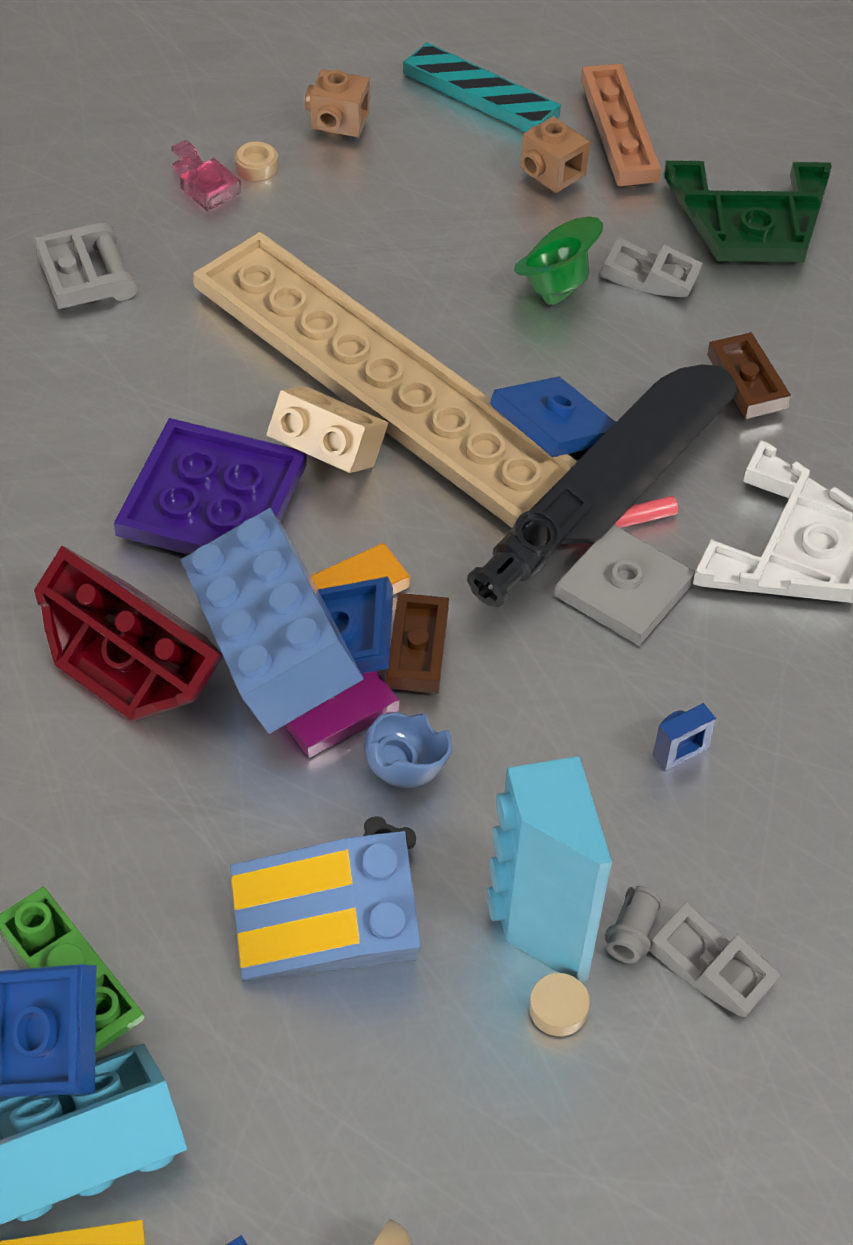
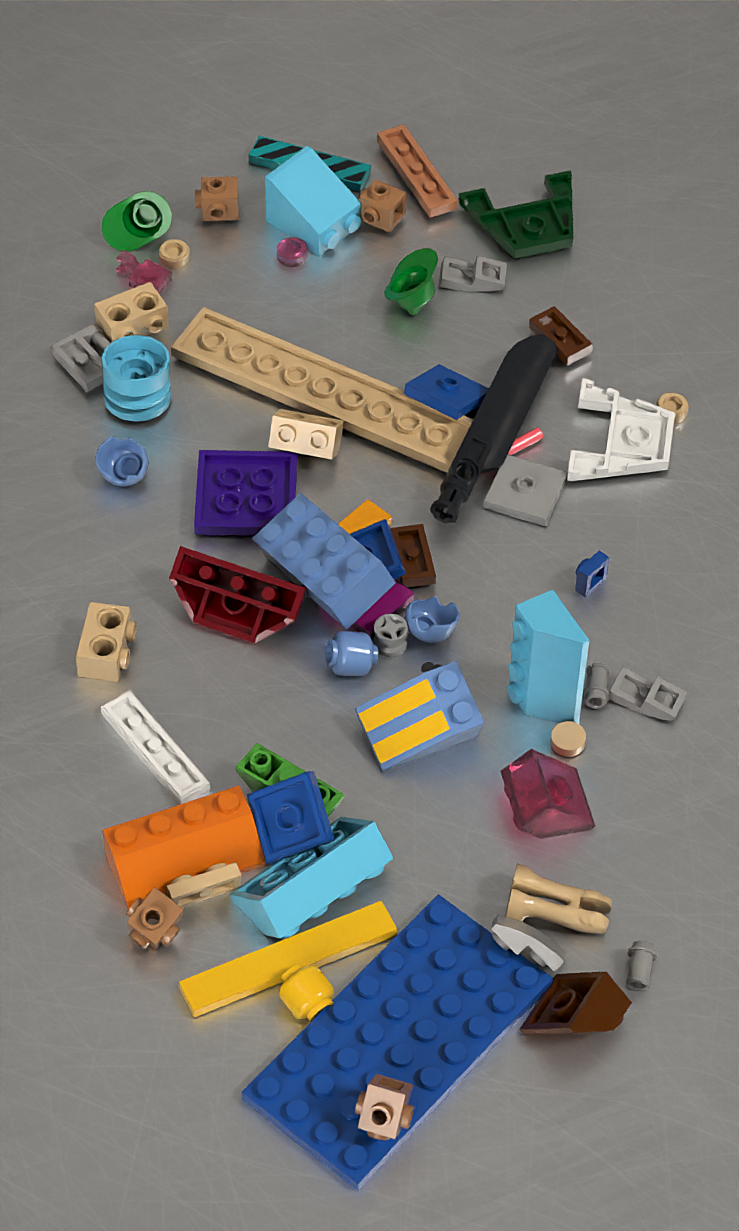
camera: 15 degrees left, 0 degrees up
(53, 409) = (122, 461): none -> medium blue hair
(121, 301) = (136, 378): none -> medium azure wheel
(160, 222) = (132, 313): none -> tan brick
(218, 107) = (136, 221): none -> green piece
(263, 774) = (351, 653): none -> medium blue head
(328, 749) = (395, 627): none -> light grey wheel
(413, 190) = (292, 252): none -> clear pink tile
(457, 129) = (310, 202): none -> medium azure slope
(486, 1103) = (546, 796): none -> clear pink slope

